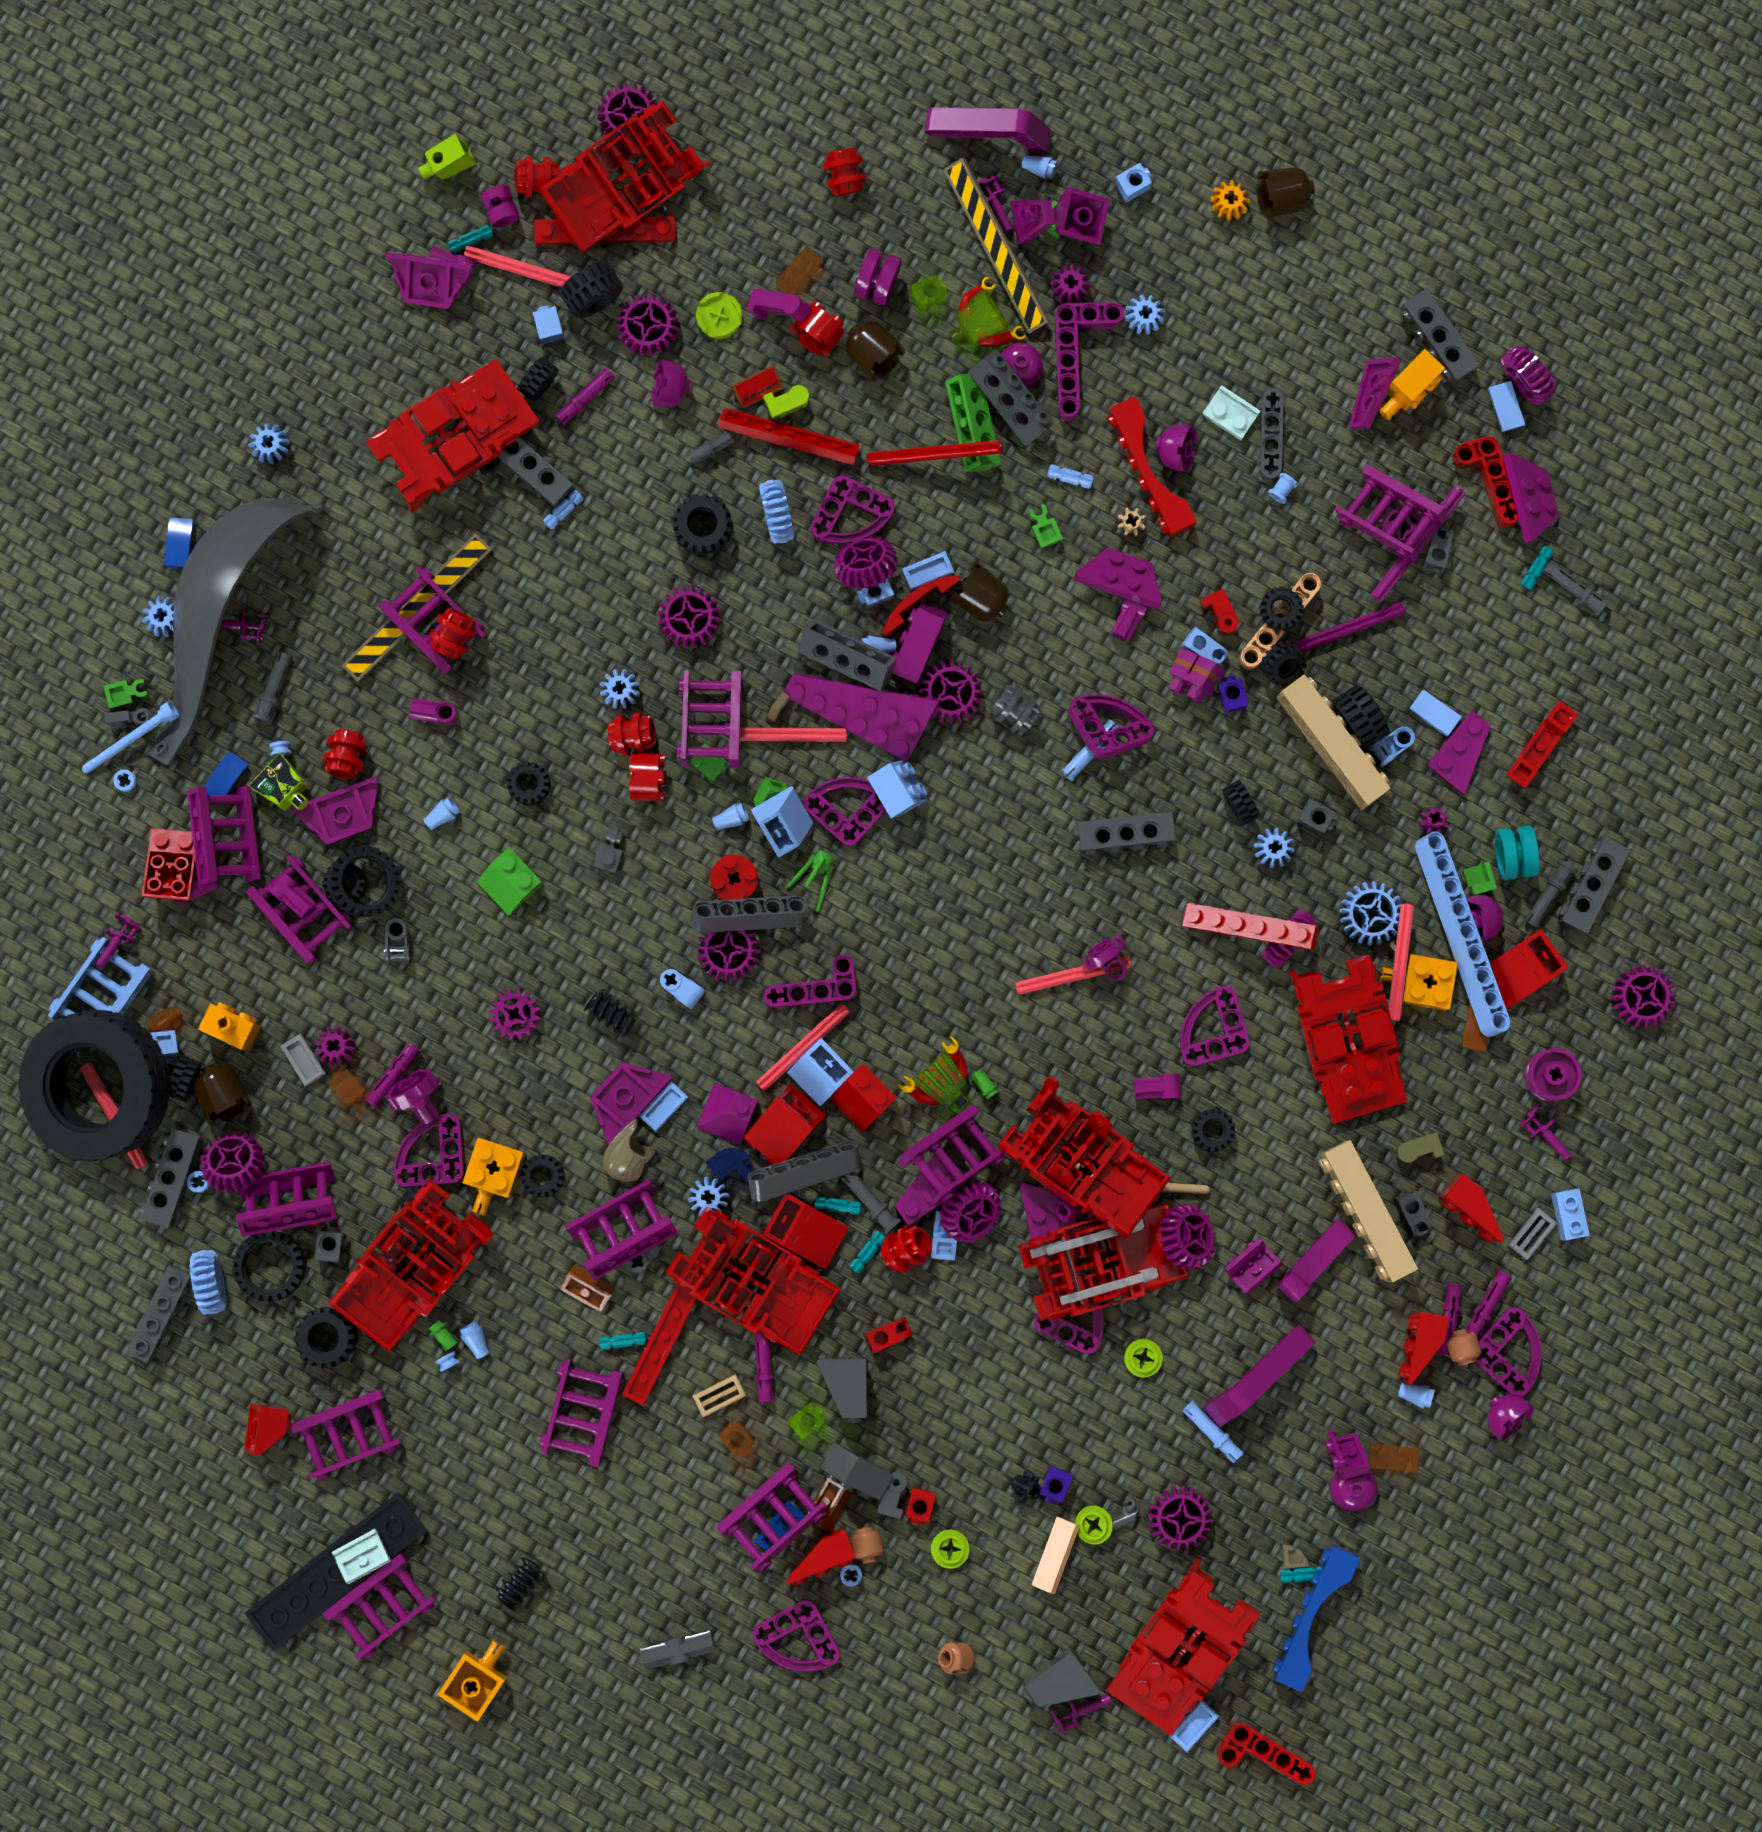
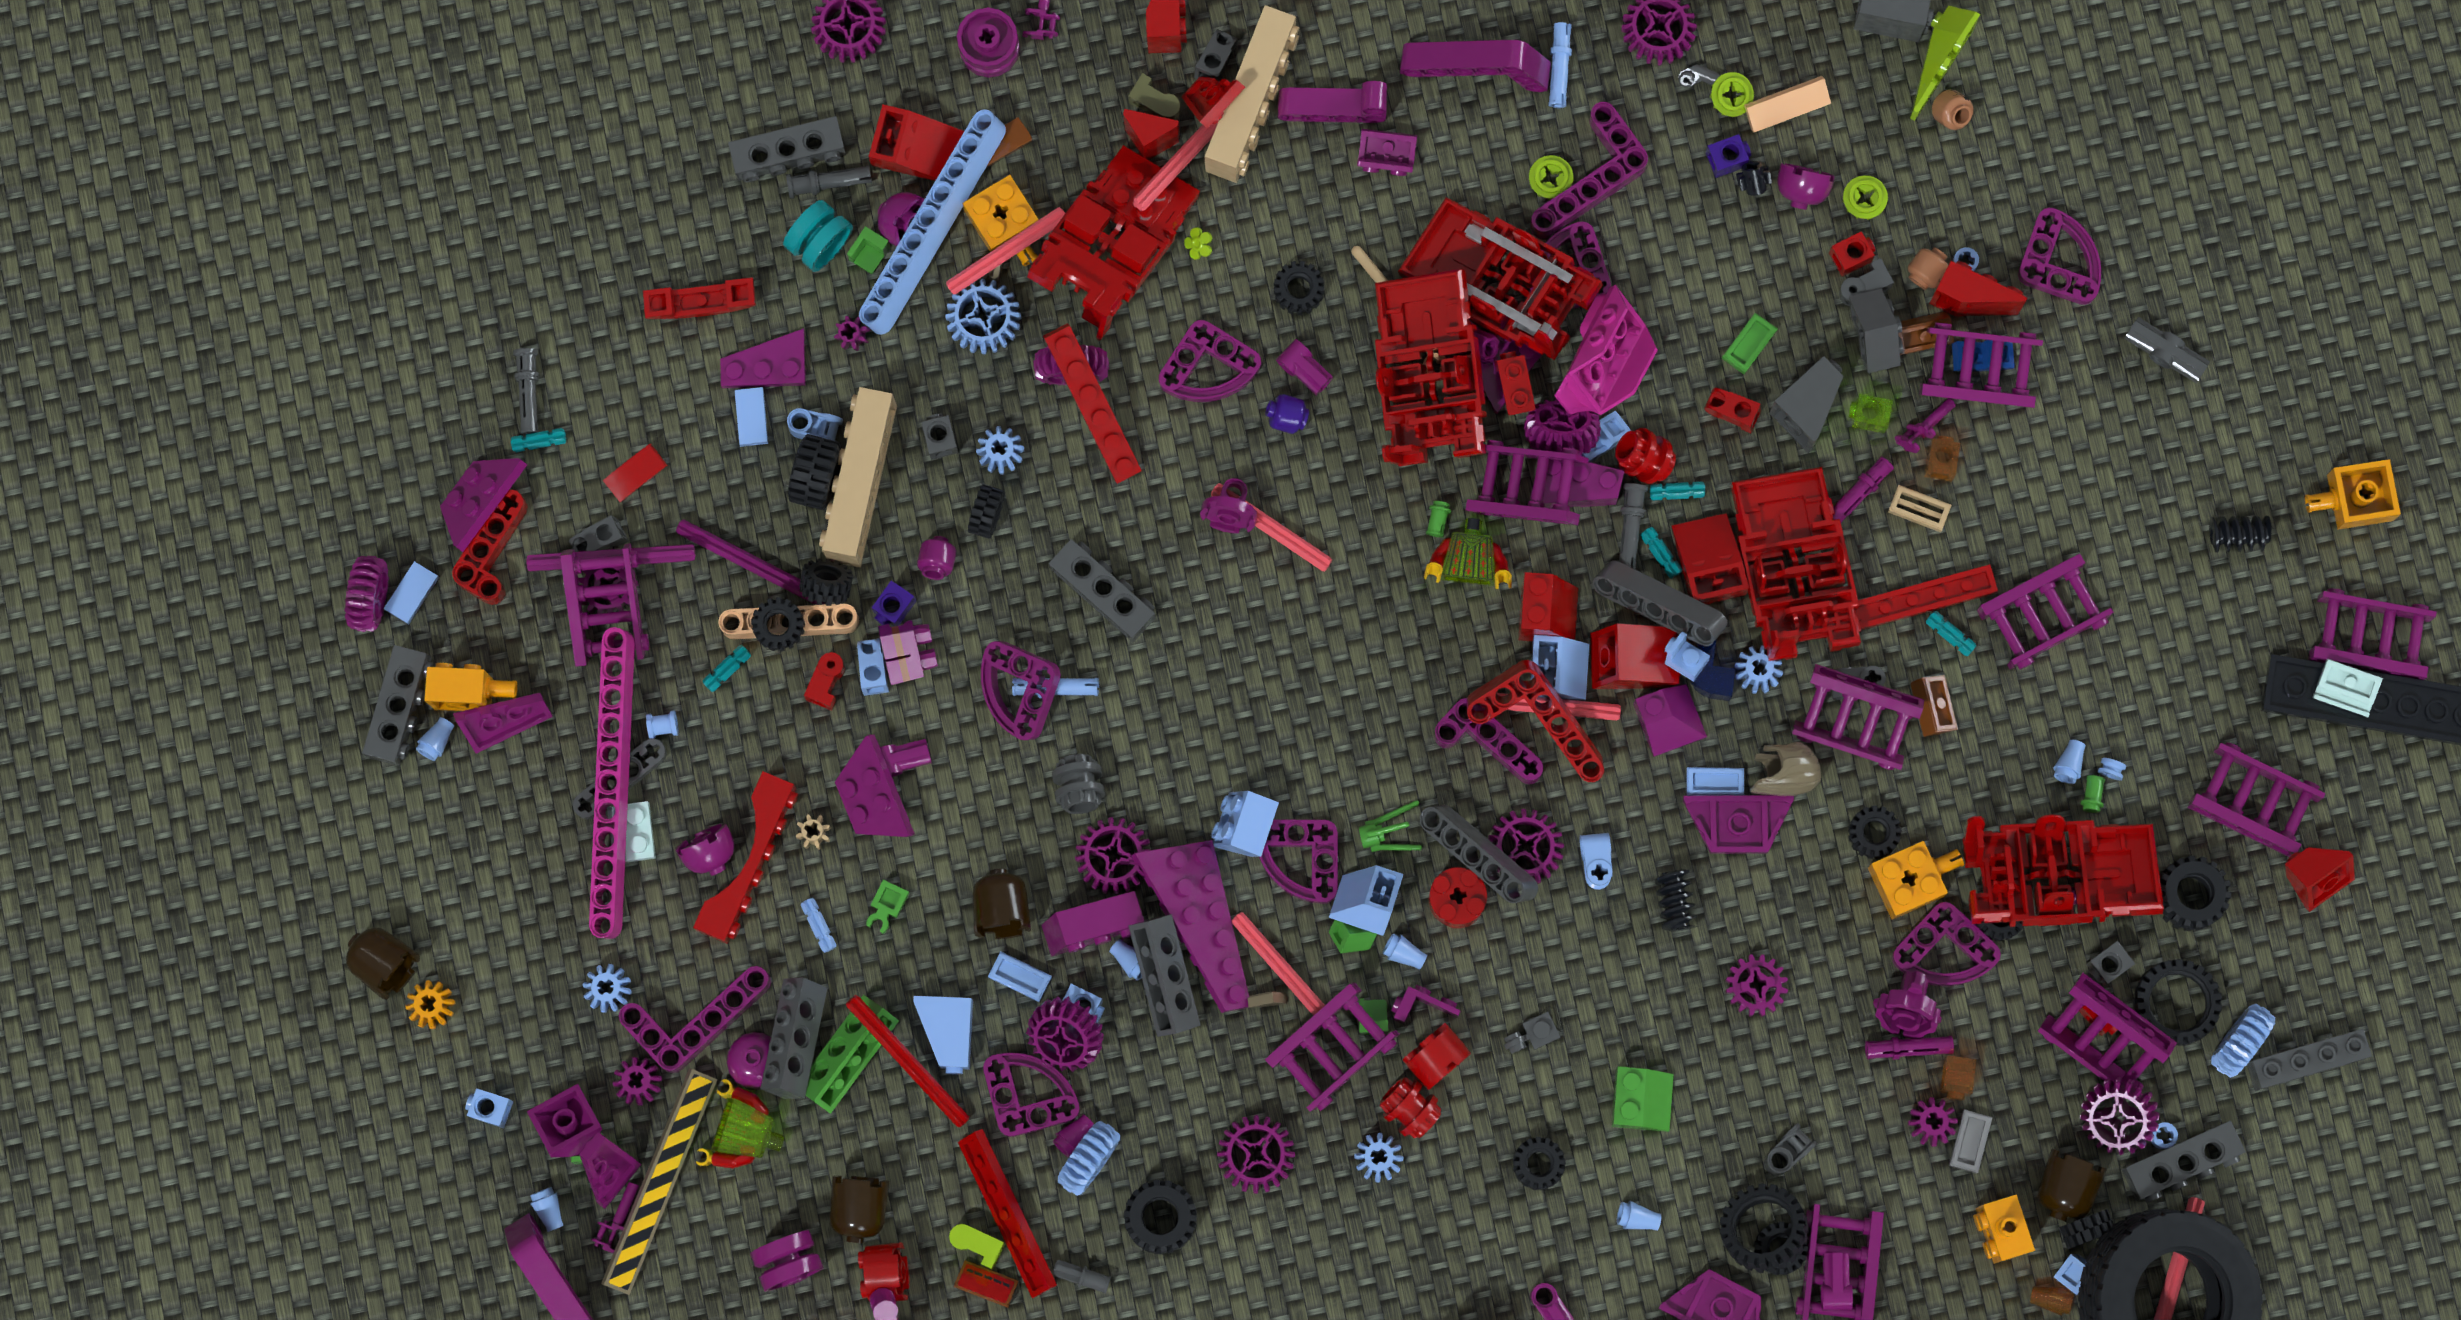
camera: 125 degrees left, 5 degrees down
(698, 786) = (1403, 1005): none -> magenta bracket
(754, 1154) = (1685, 657): none -> light blue bracket
(766, 1443) = (1925, 428): none -> magenta piece
(798, 1033) = (1545, 712): none -> red beam
(800, 517) = (1070, 1136): none -> magenta cone
(921, 1386) = (1749, 343): none -> bright green tile
(924, 302) = (770, 1210): clear neon green brick -> none
(933, 497) = (948, 1029): none -> light blue slope
(942, 585) = (1093, 964): red slope -> none
(988, 1283) = (1610, 357): none -> dark pink slope
(993, 1514) = (1804, 185): none -> magenta cylinder
(1004, 1695) = (1946, 41): none -> lime wedge
(1026, 1207) = (1515, 383): none -> red bracket
(1115, 1385) = (1596, 179): none -> magenta beam
(1136, 1048) = (1287, 414): none -> dark purple head
(1187, 1236) = (1408, 221): magenta gear -> none
(1239, 747) = (936, 558): none -> magenta head
(1274, 434) = (619, 795): none -> dark pink beam
(1284, 559) = (726, 668): none -> teal axle
(1300, 1093) = (1198, 243): none -> lime plant
(1363, 1121) = (1173, 167): none -> coral axle
(1386, 1178) = (1210, 98): none -> red wing
(1397, 342) = (435, 739): none -> light blue cone
(1398, 1122) = (1150, 132): none -> red slope
(1461, 608) = (635, 472): none -> red slope

